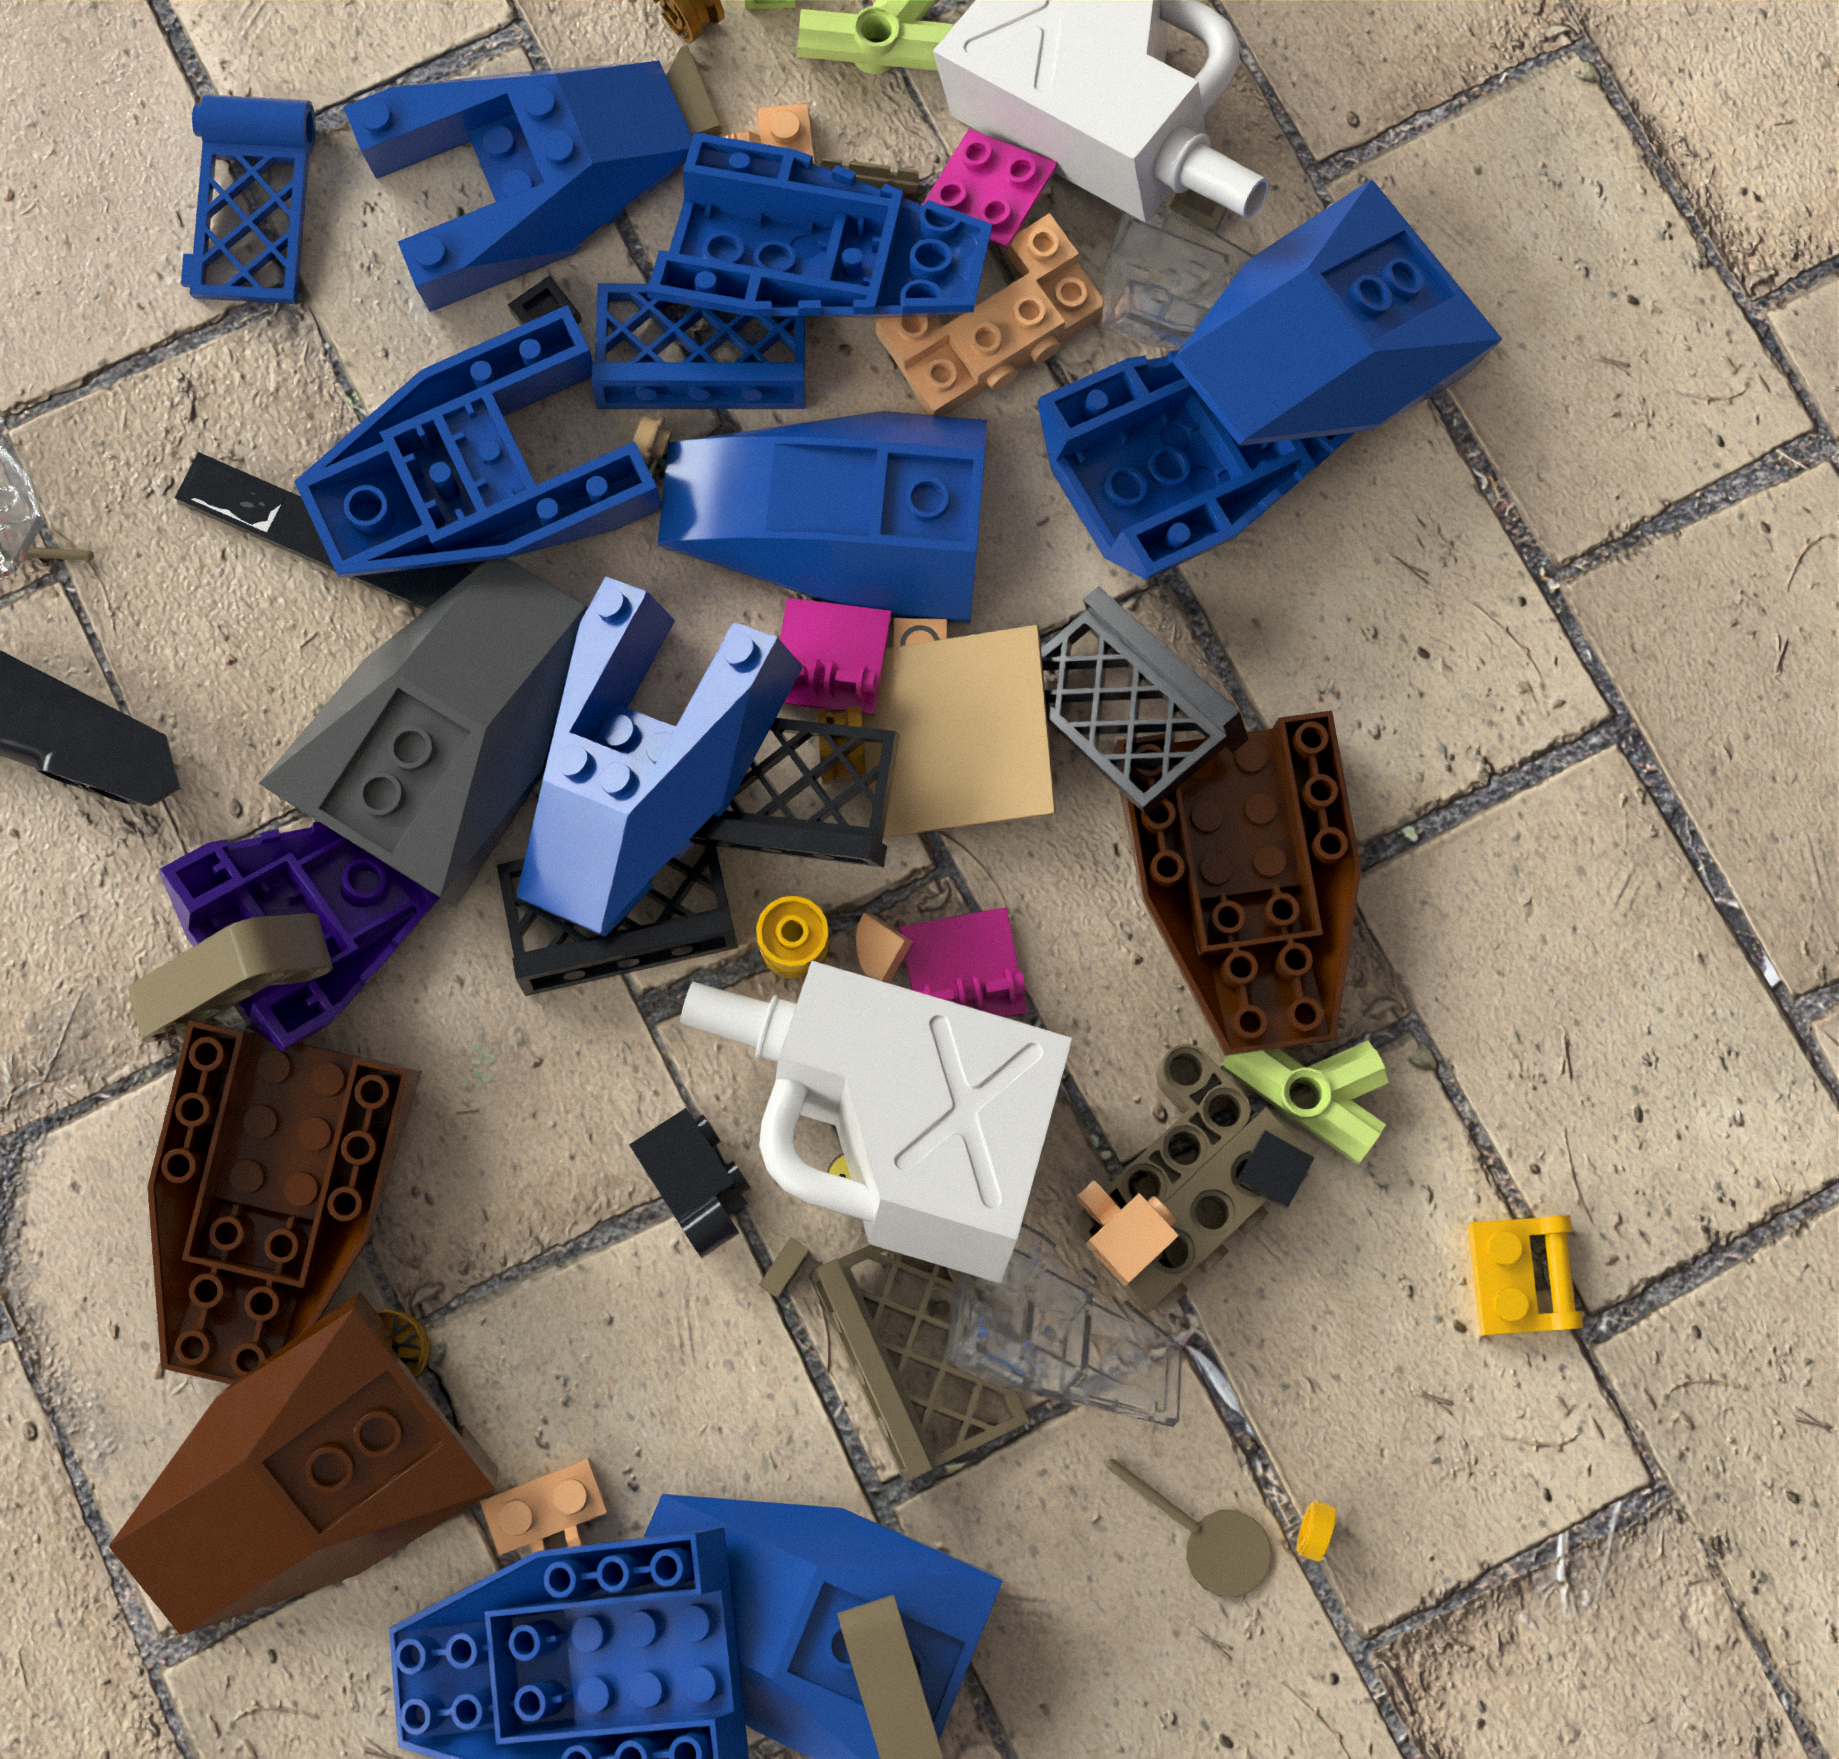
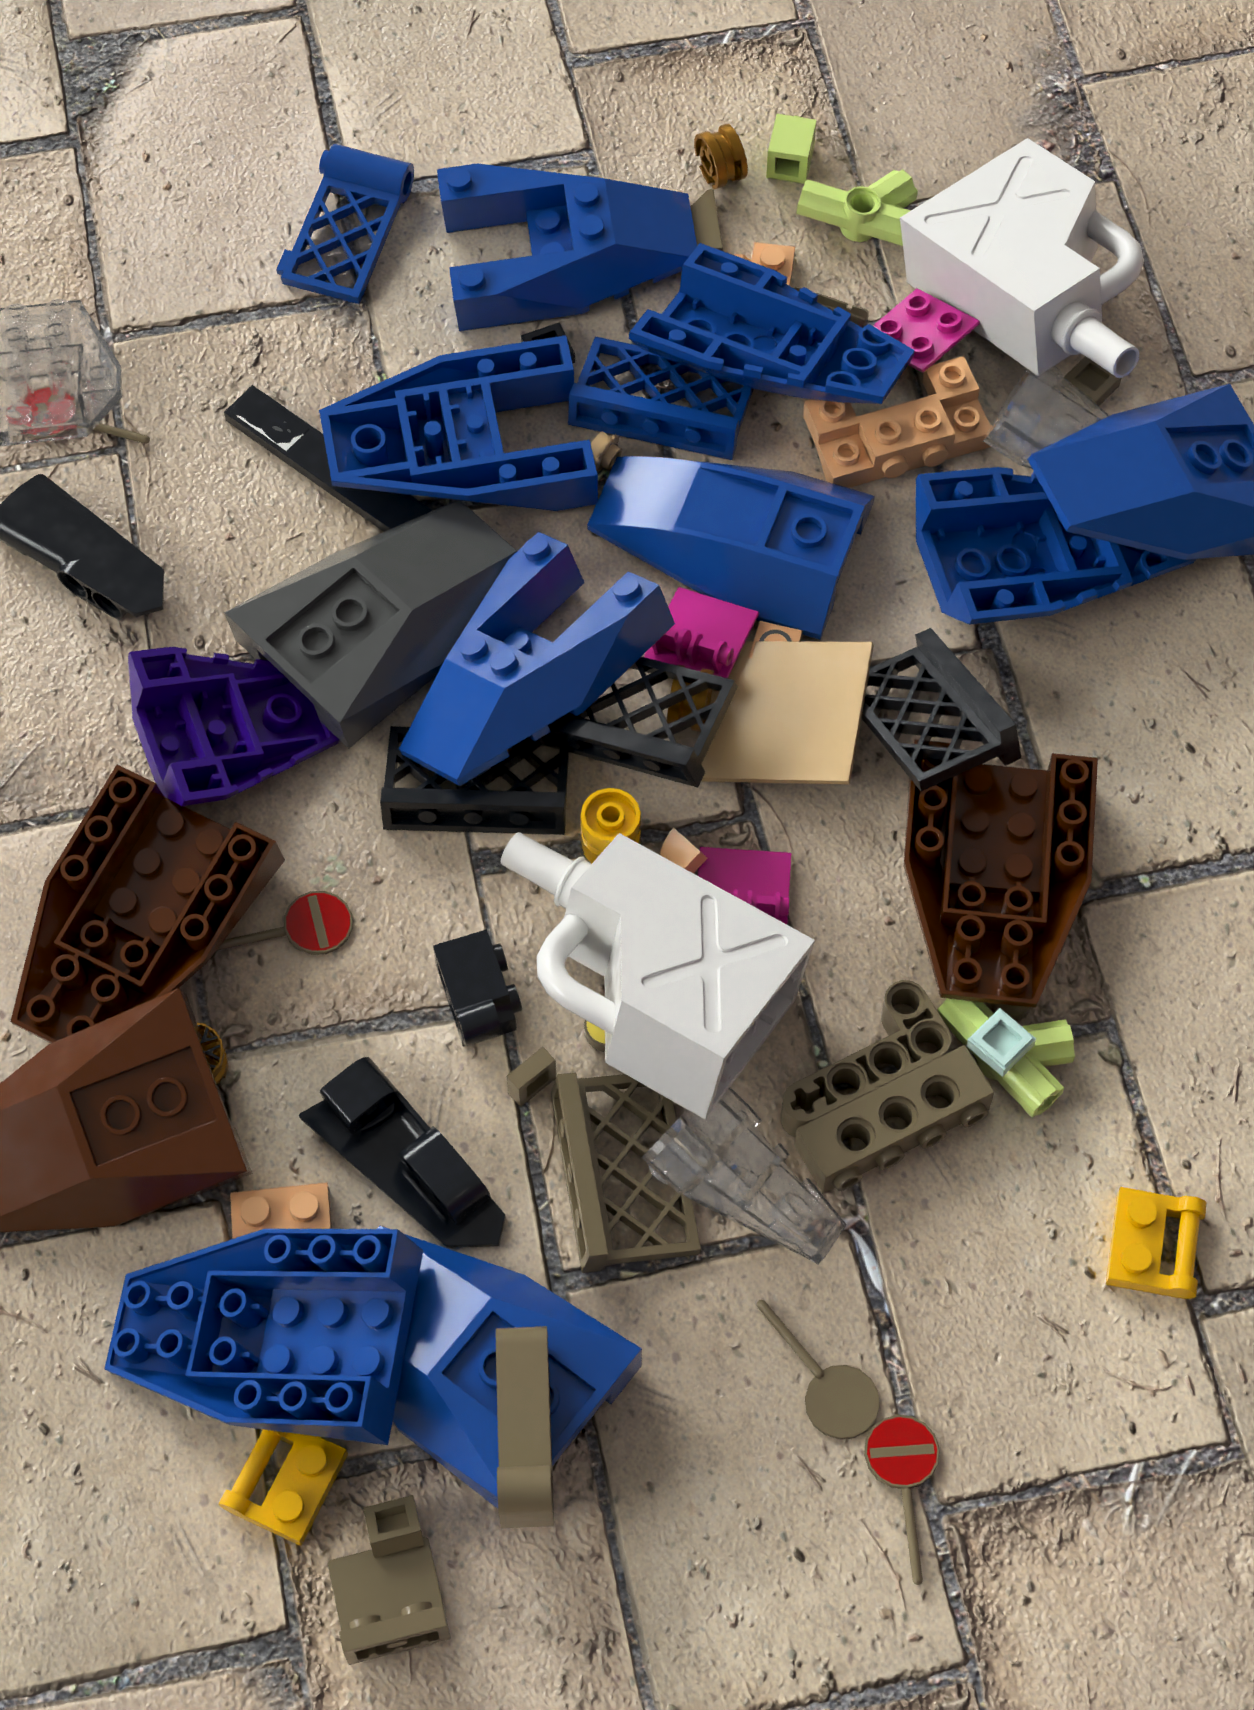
camera: 20 degrees right, 15 degrees down
(227, 971) = (157, 732): dark tan beam -> none
(477, 1136) = (313, 924): none -> piece
(672, 1405) = (404, 1157): none -> black panel
(1128, 1235) = (820, 1106): light nougat brick -> none
(1275, 1169) = (958, 1090): black tile -> none
(1307, 1096) = (1001, 1042): none -> light aqua tile
(1310, 1602) = (903, 1456): none -> piece
(1316, 1530) = (921, 1395): yellow tile -> none

